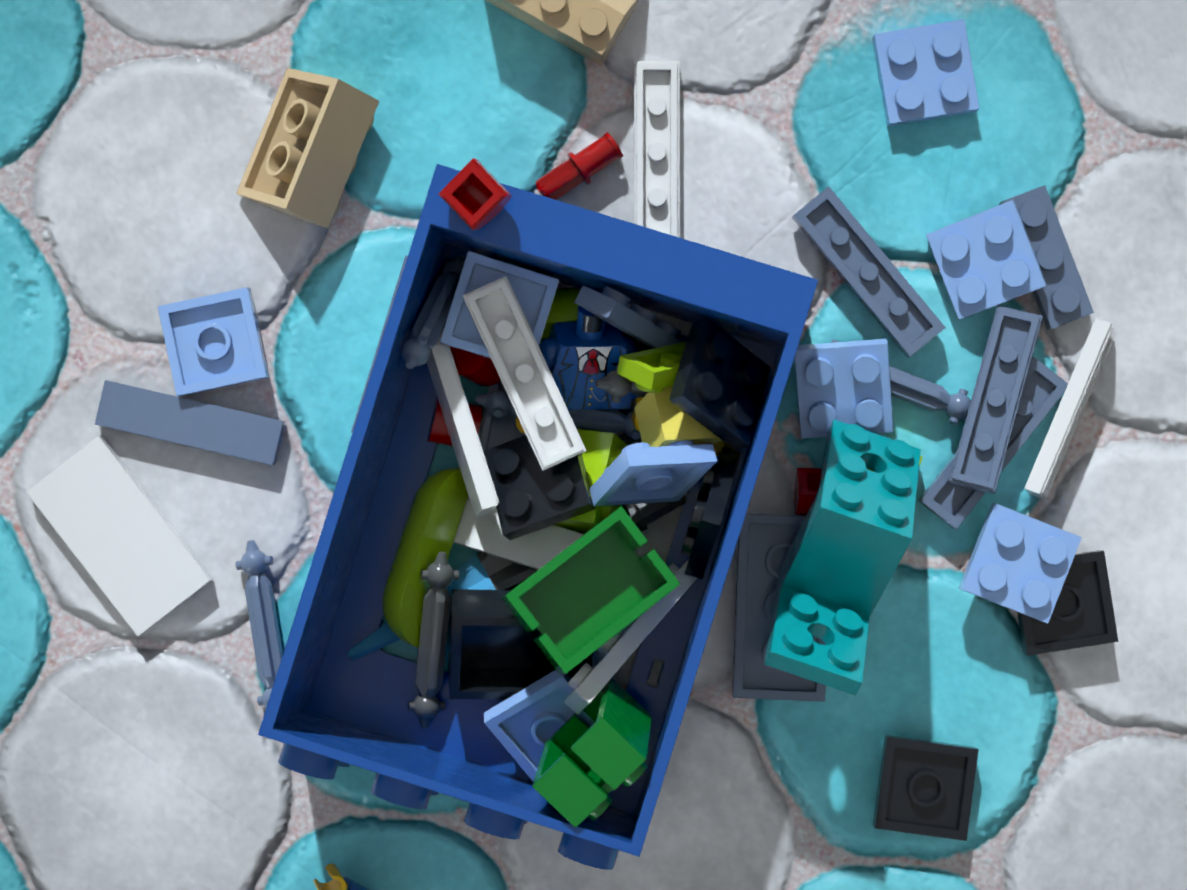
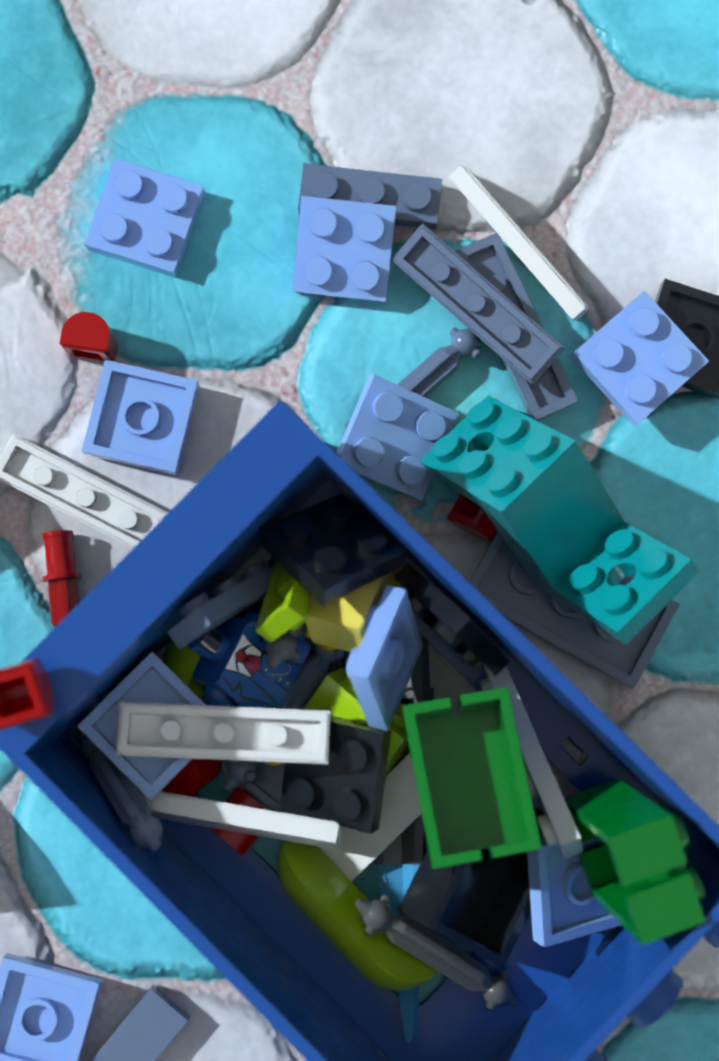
camera: 65 degrees left, 5 degrees down
(749, 162) = (141, 417): none -> light blue plate
(795, 82) = (88, 337): none -> red brick
(868, 272) = (299, 361): sand blue plate -> none

